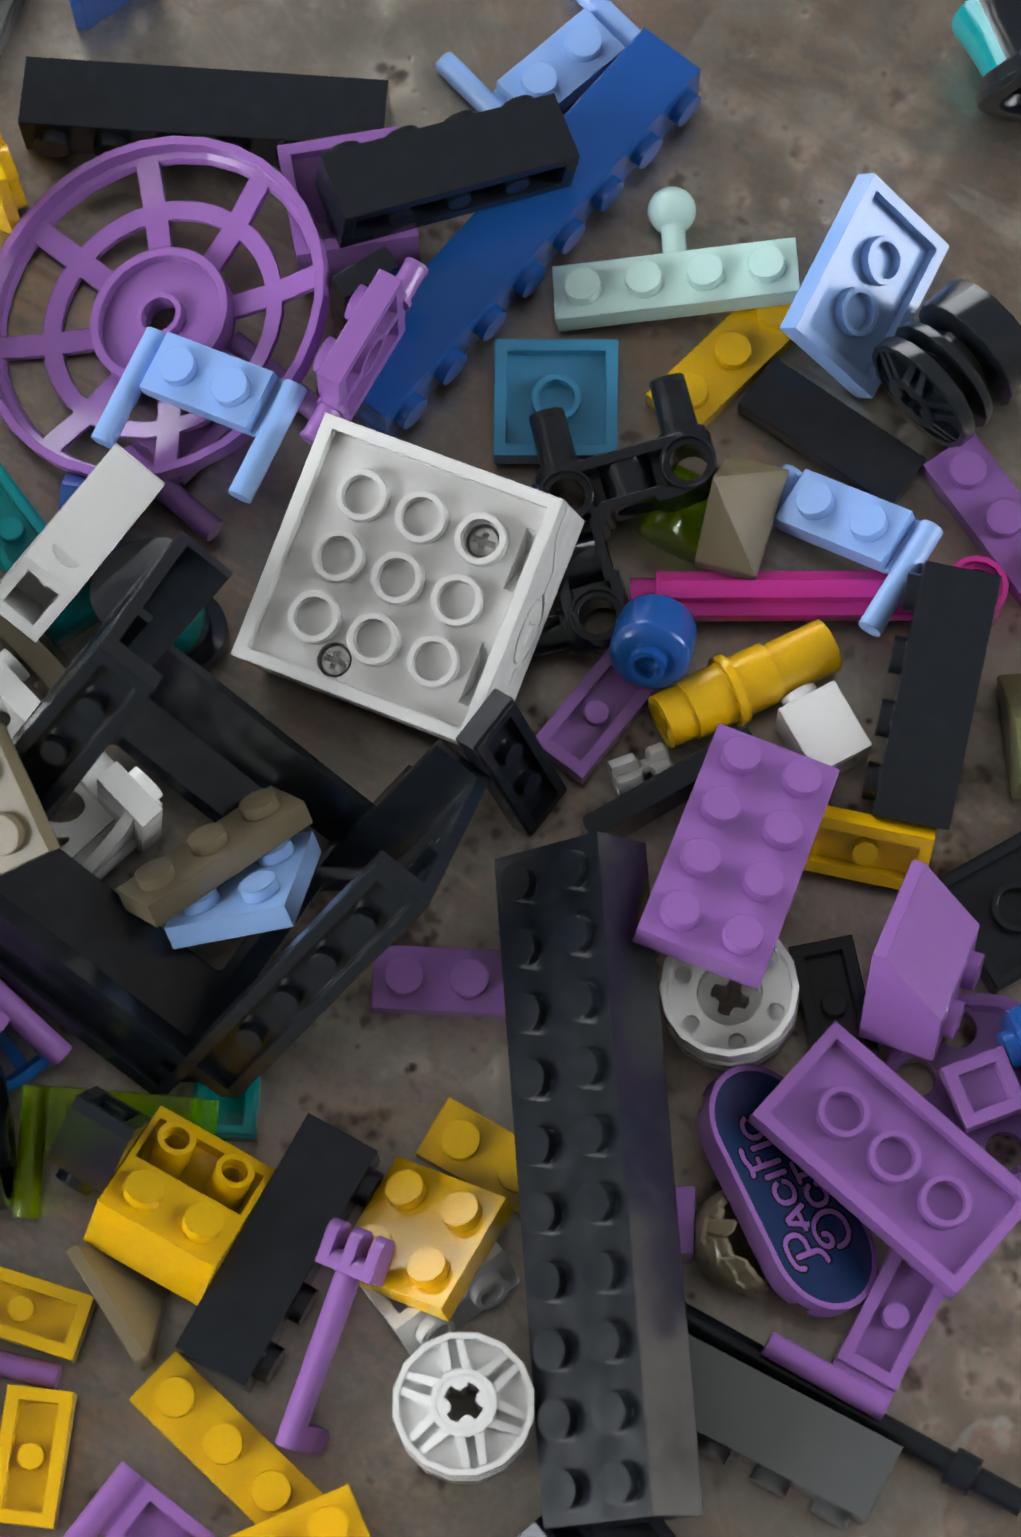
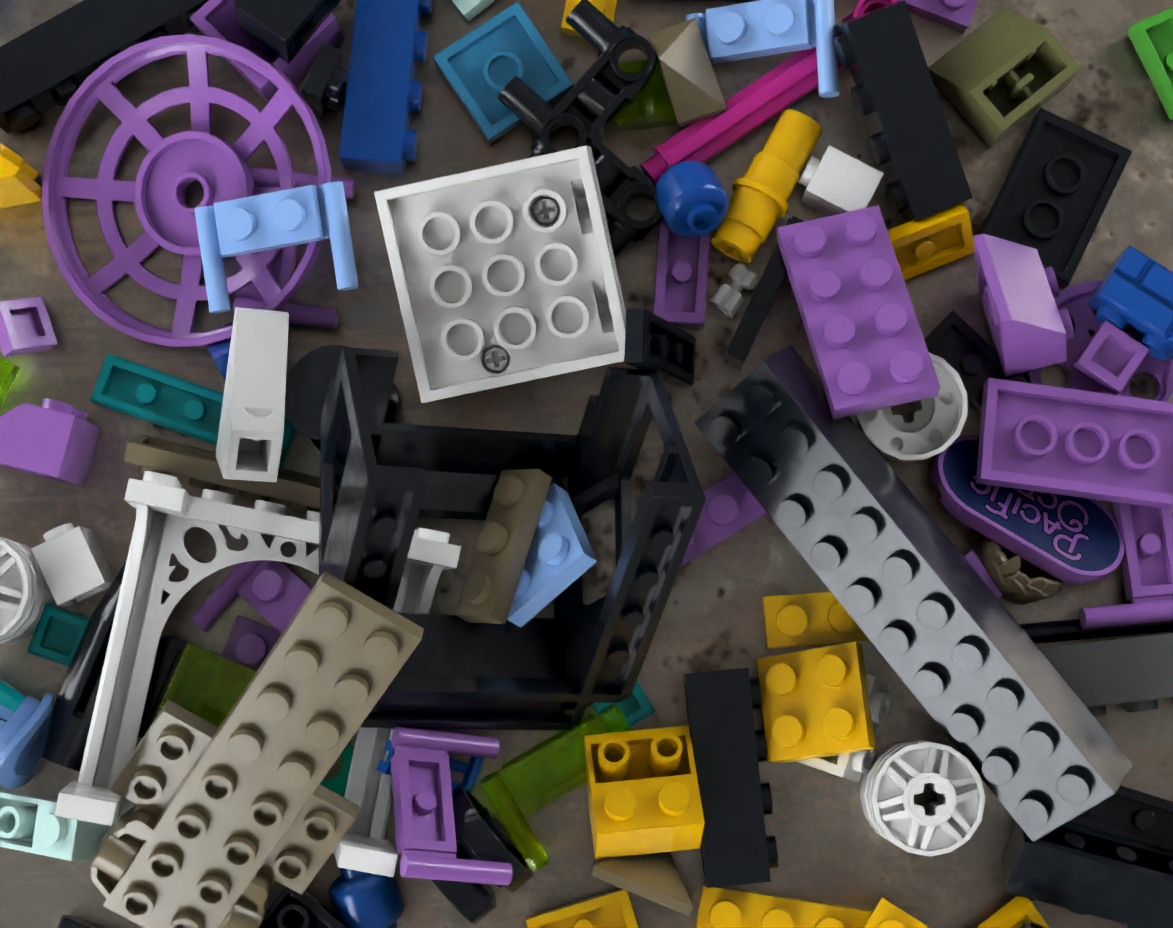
camera: 35 degrees left, 10 degrees up
(95, 1140) = (563, 788): black slope -> none
(354, 360) = (357, 145): medium lavender plate -> none
(354, 1259) = (820, 882): medium lavender hinge -> none

